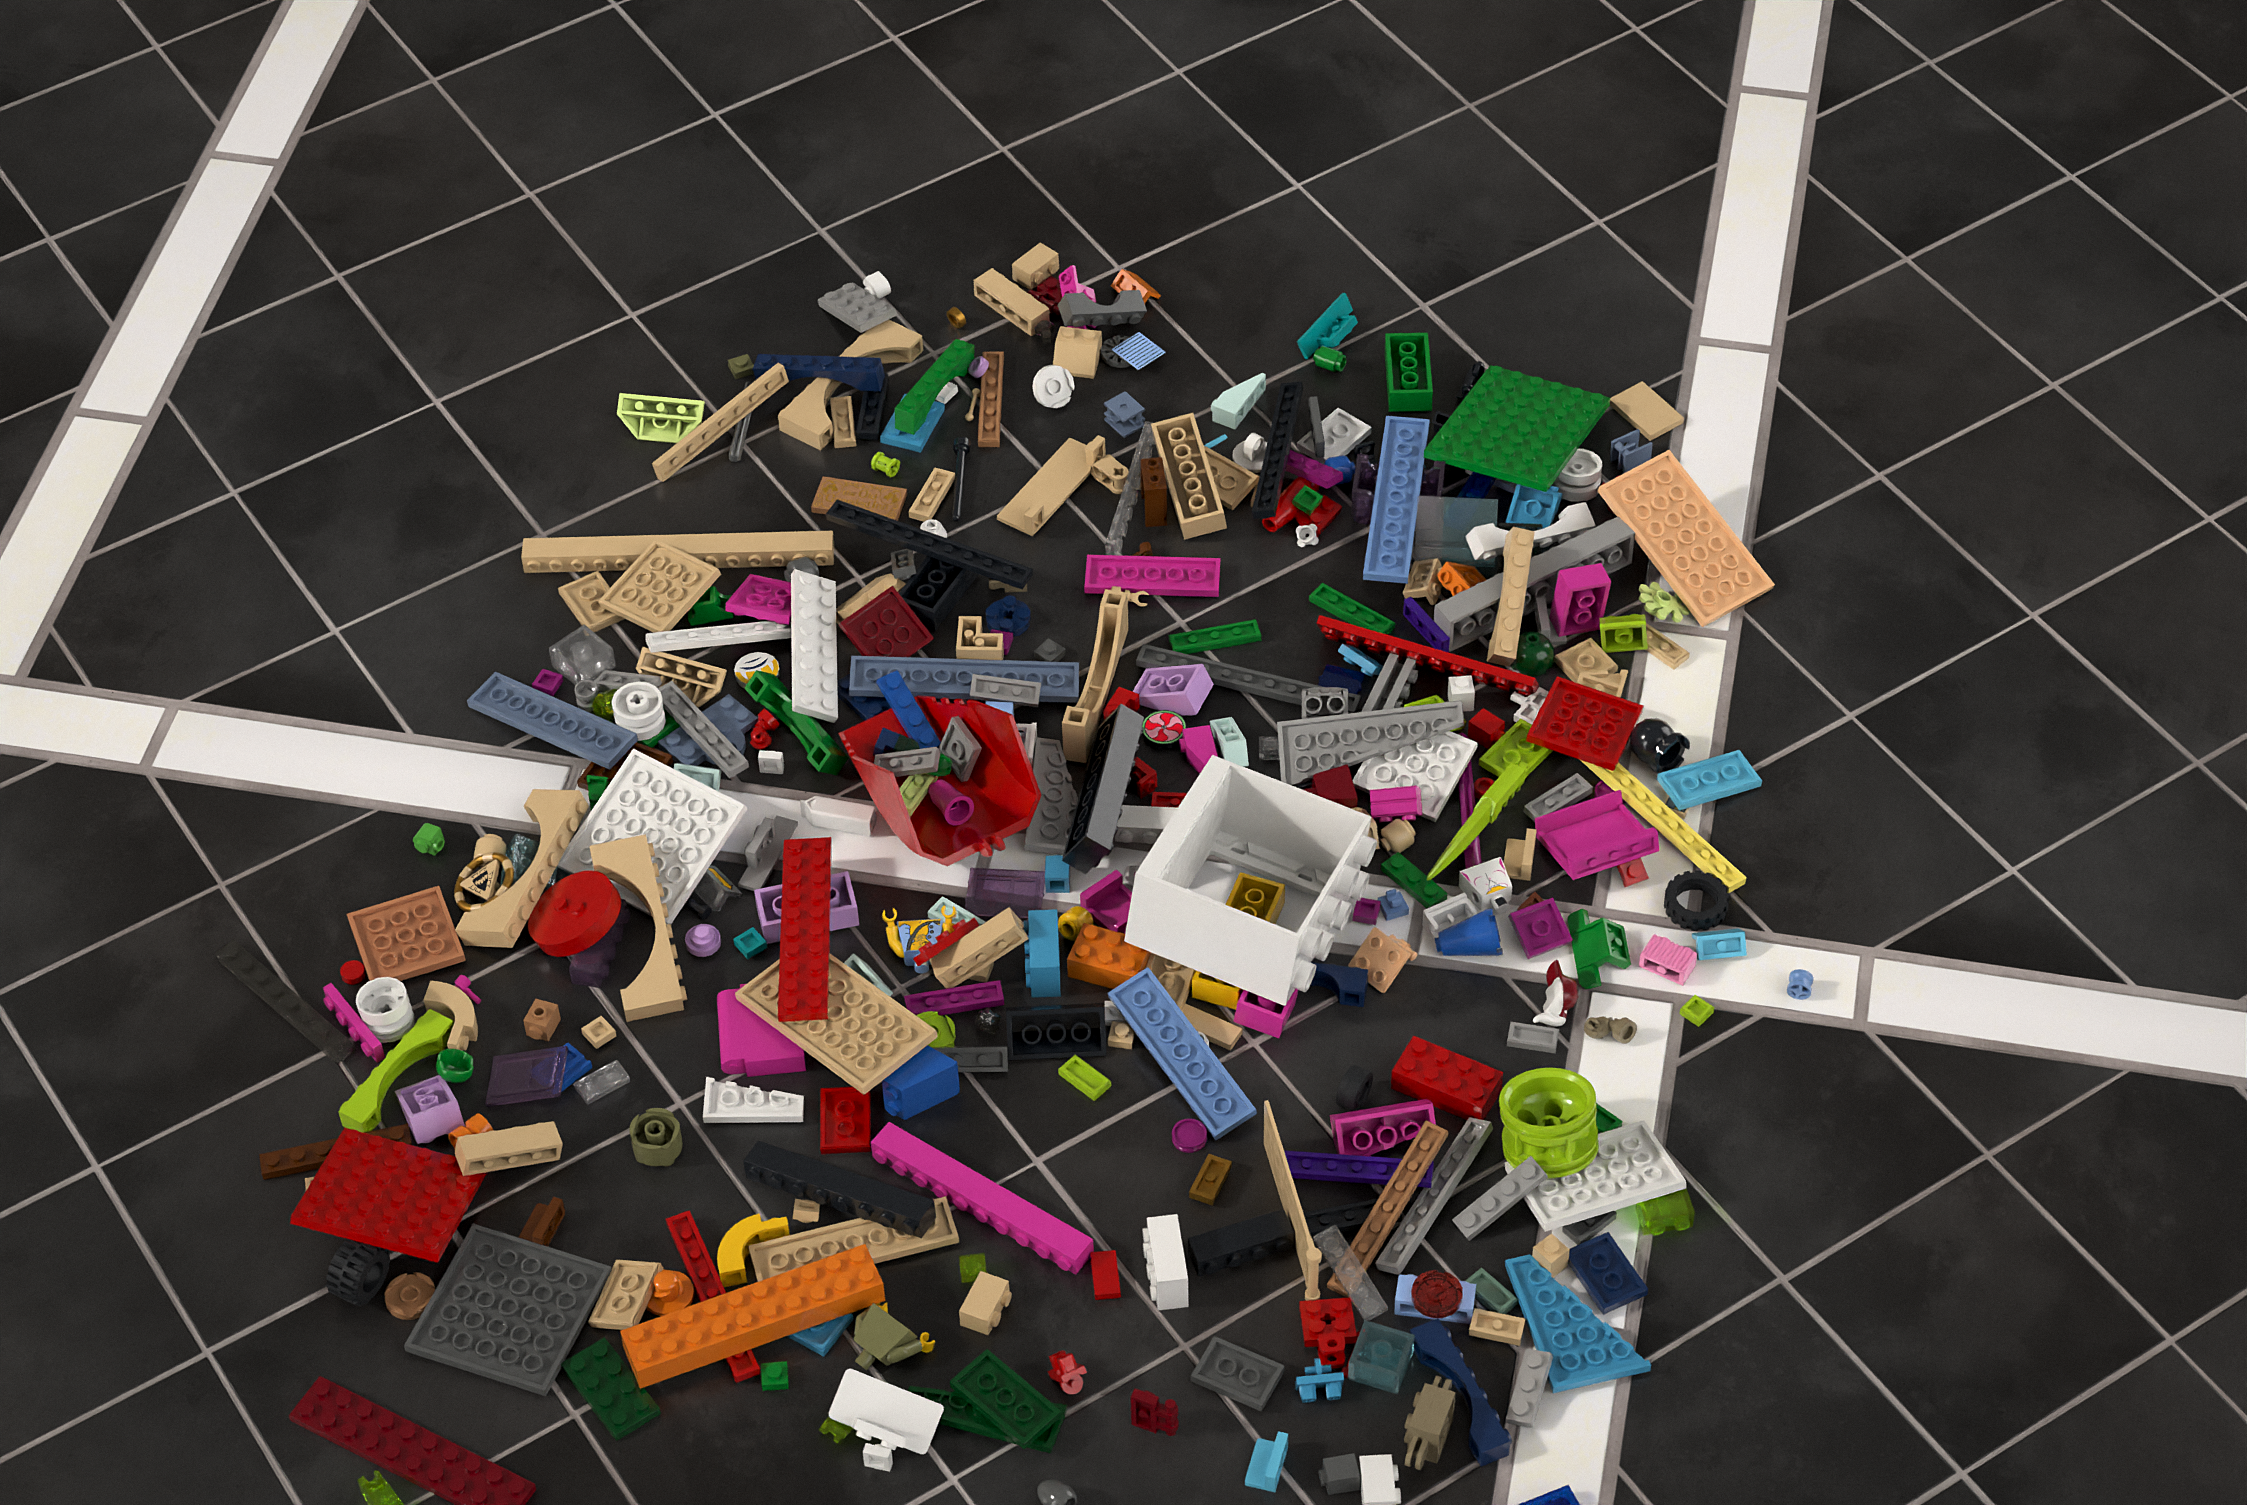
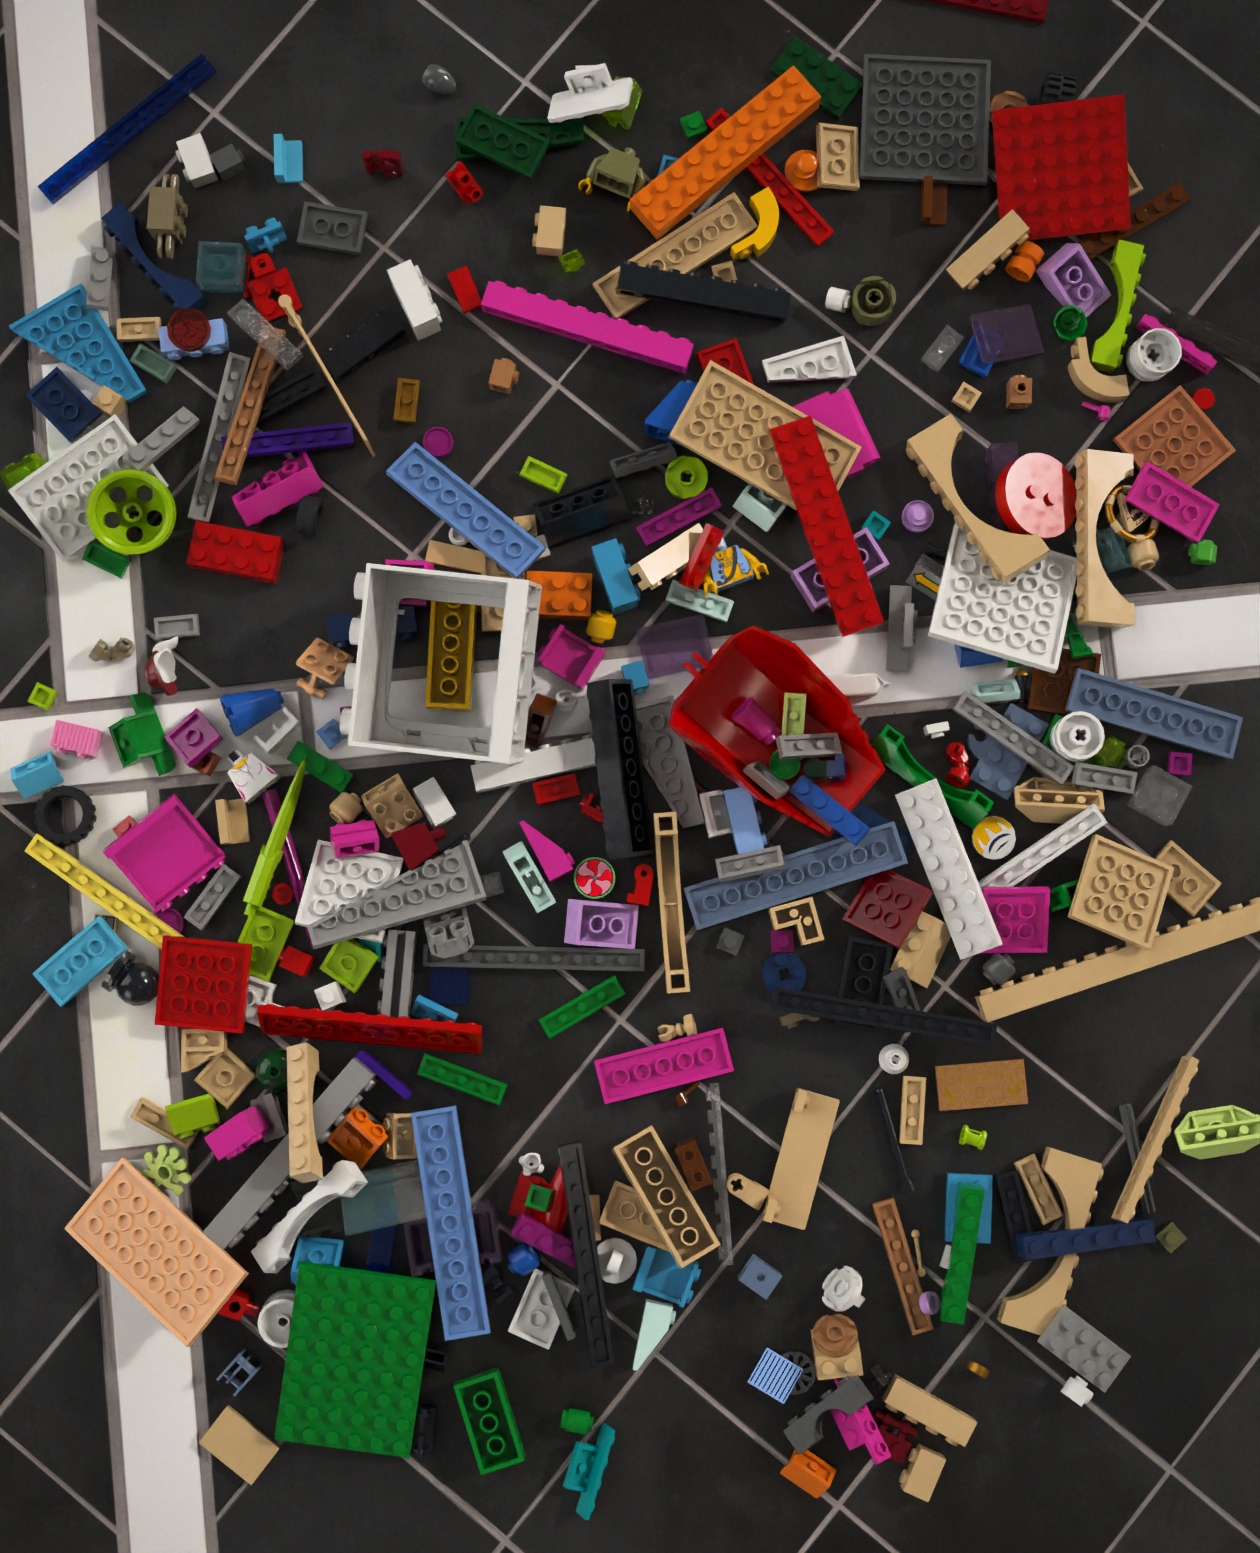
camera: 160 degrees right, 35 degrees up
(439, 879) = (1172, 502): none -> dark pink plate
(692, 1151) = (838, 299): none -> white plate
(1074, 357) = (835, 1335): none -> medium nougat tile
(1093, 1173) = (503, 376): none -> medium nougat brick
(1216, 434) = (662, 1277): none -> dark azure panel

